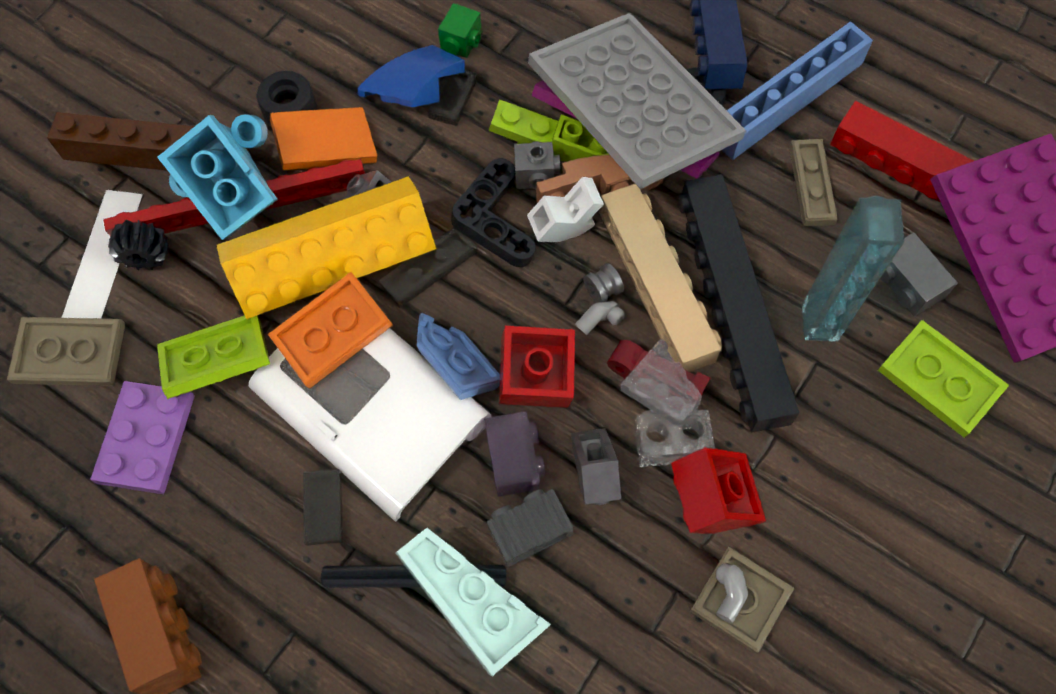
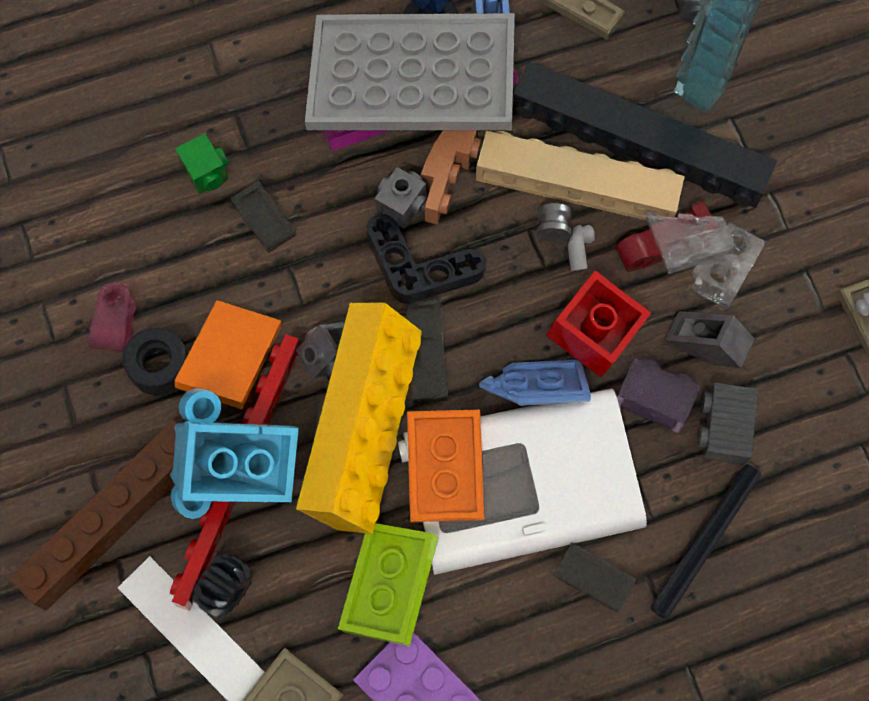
camera: 55 degrees left, 5 degrees up
(298, 55) = (112, 324): none -> clear pink piece
(412, 77) = (224, 234): blue slope -> none
(476, 607) = (771, 505): light aqua wing -> none
(568, 135) = (363, 174): lime slope -> none
(568, 216) = (468, 203): white brick -> none
(717, 491) = (793, 267): red slope -> none
(943, 378) = (811, 43): lime plate -> none

